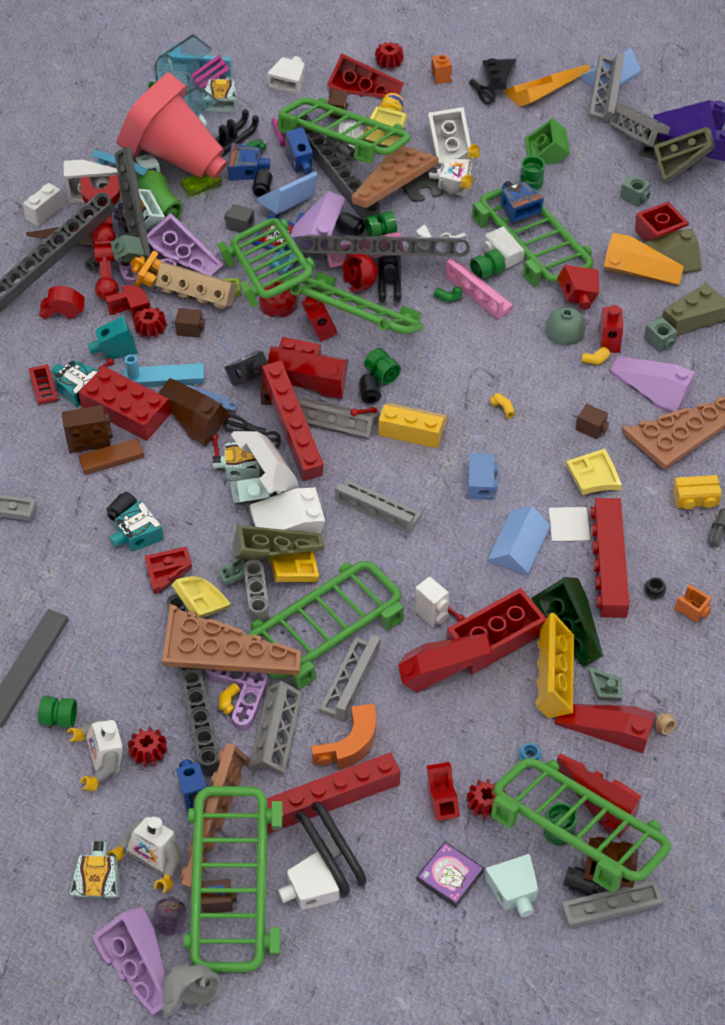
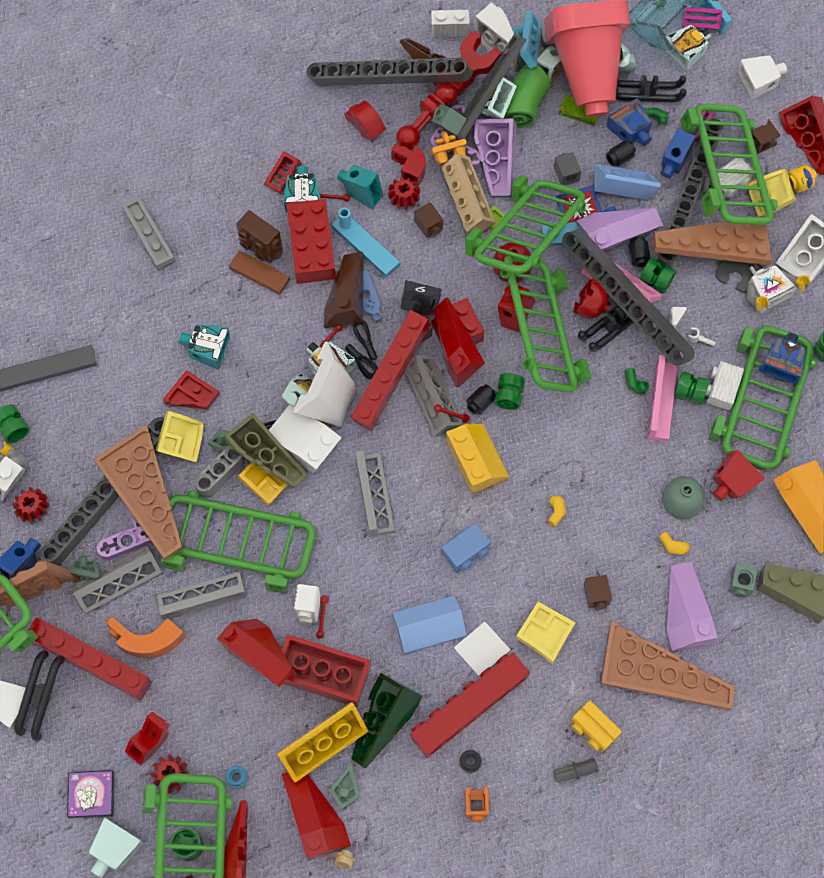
camera: 50 degrees right, 15 degrees up
(120, 505) = (217, 317): black brick -> none
(225, 698) = (115, 522): yellow arm -> none
(250, 740) = (85, 568): none -> sand green piece
(611, 320) = (710, 534): red torso -> none

